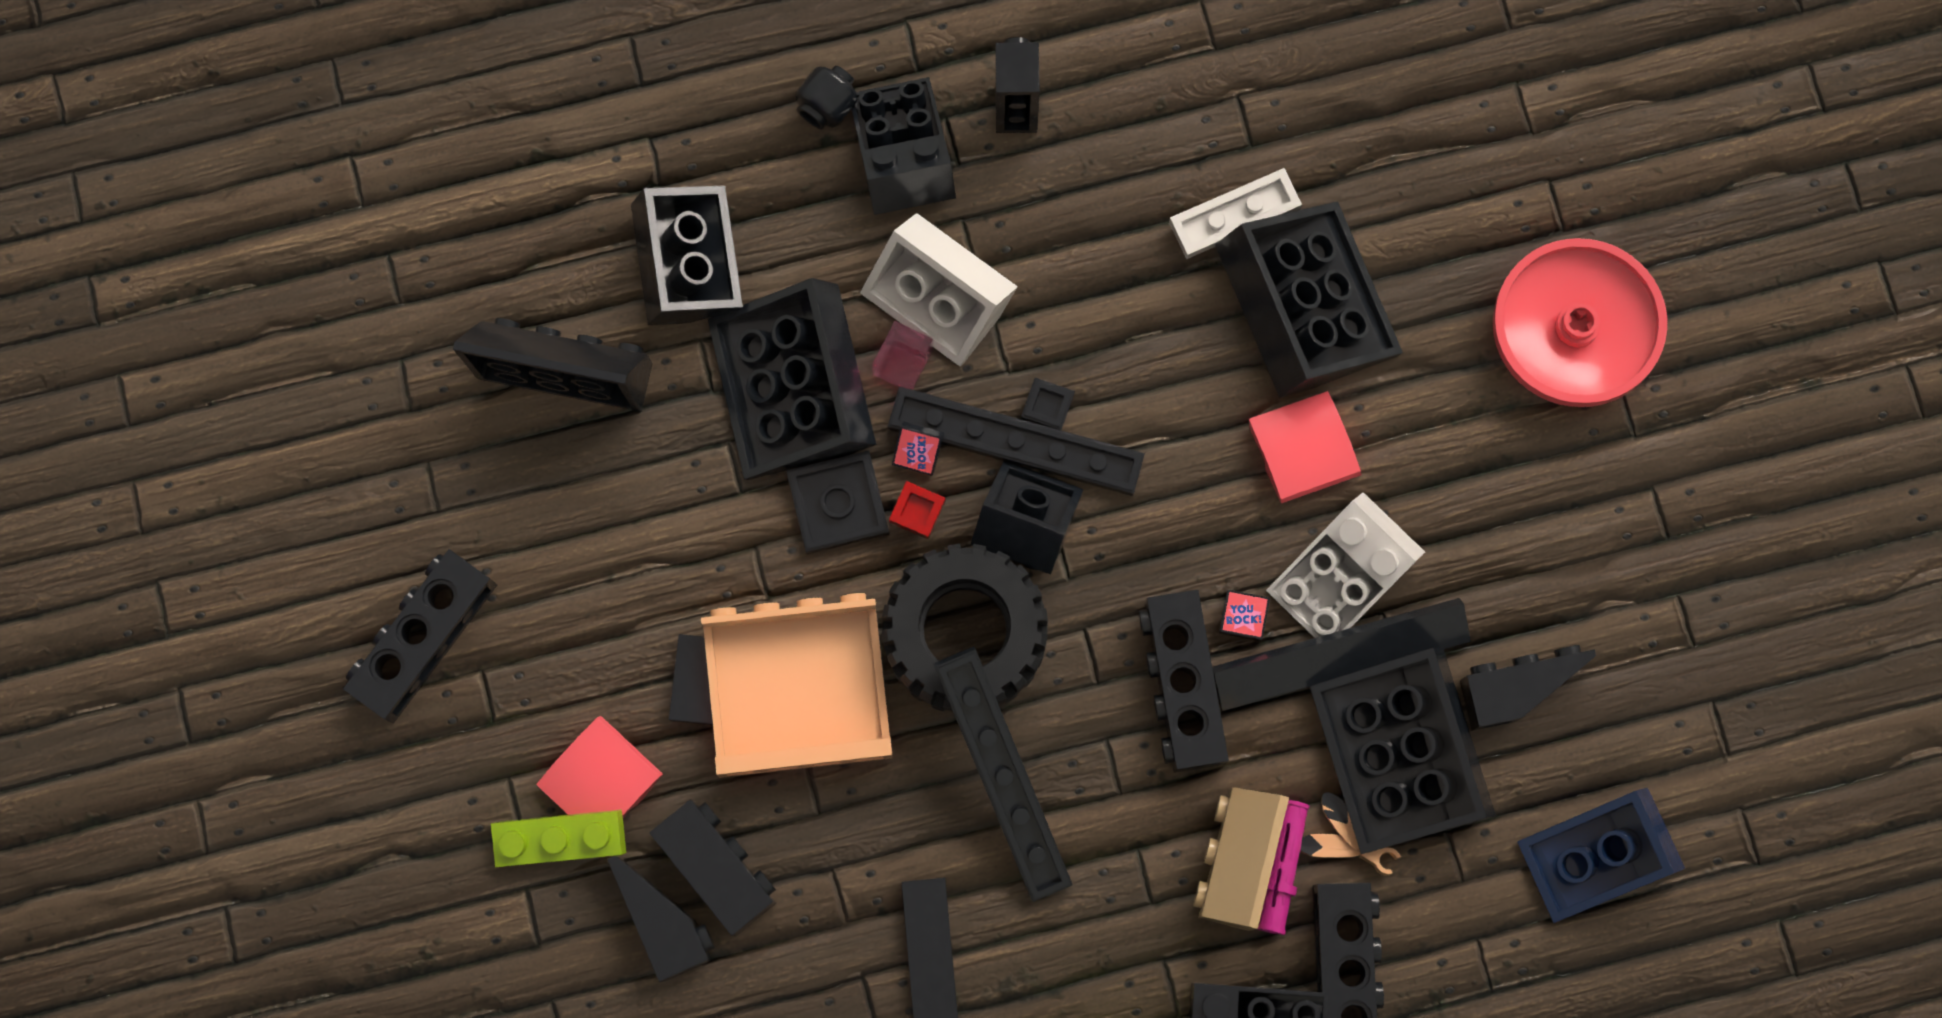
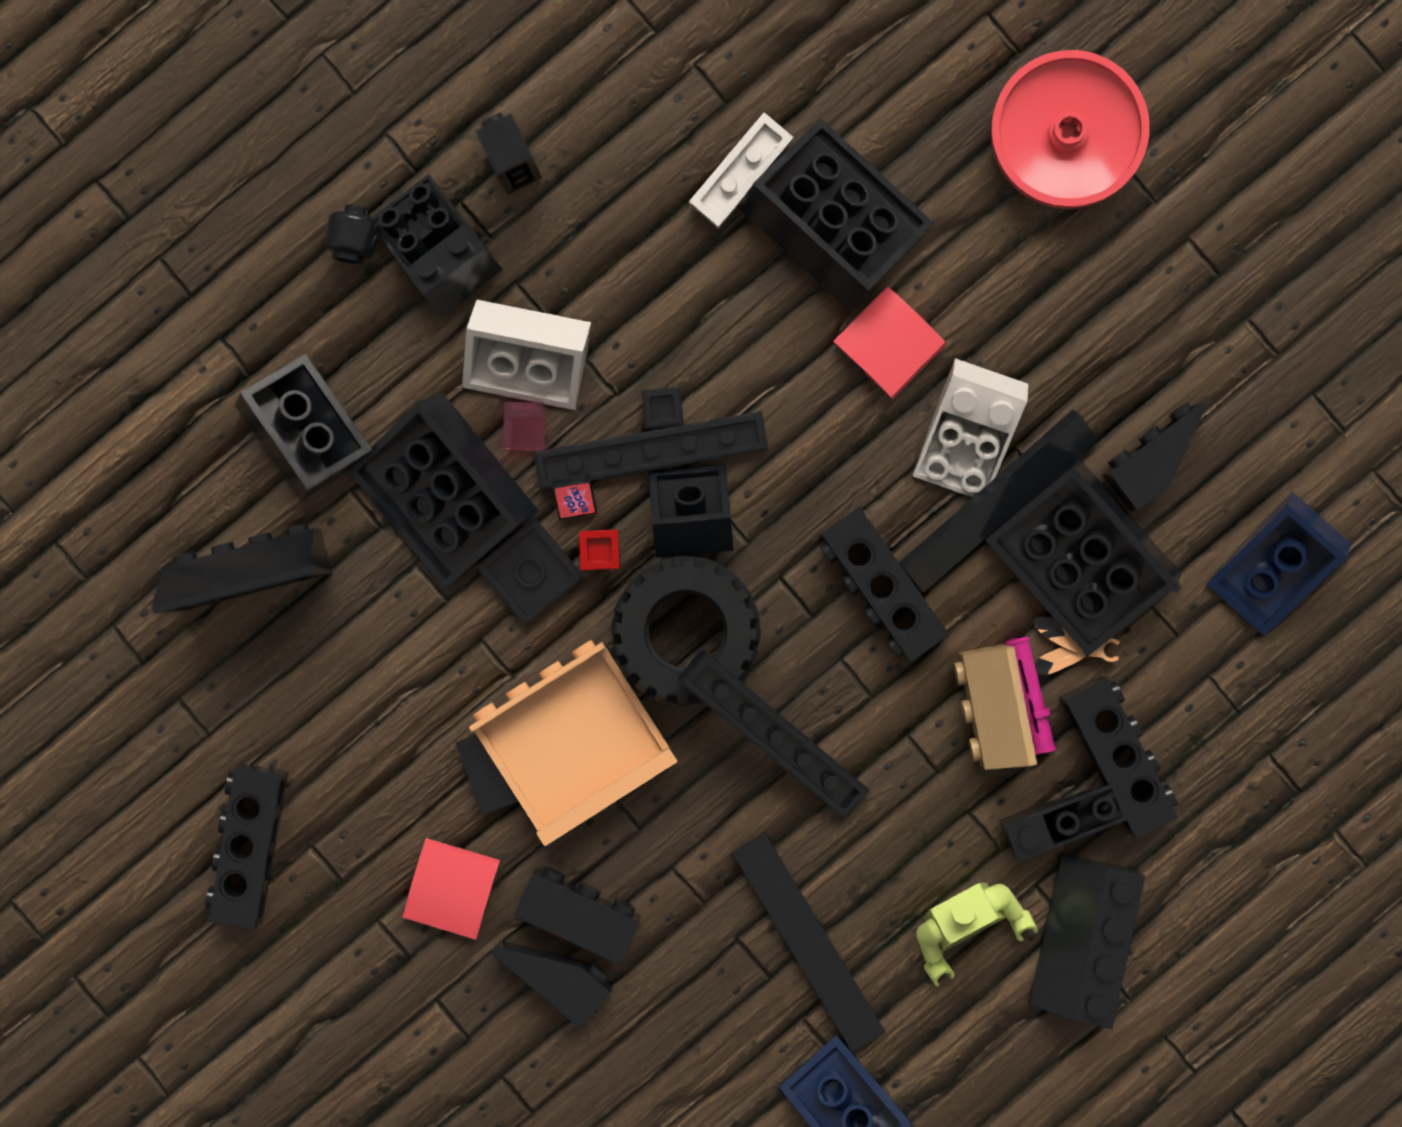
camera: 30 degrees left, 10 degrees up
(558, 838) = (442, 951): lime plate -> none
(1244, 615) = (905, 506): tile -> none

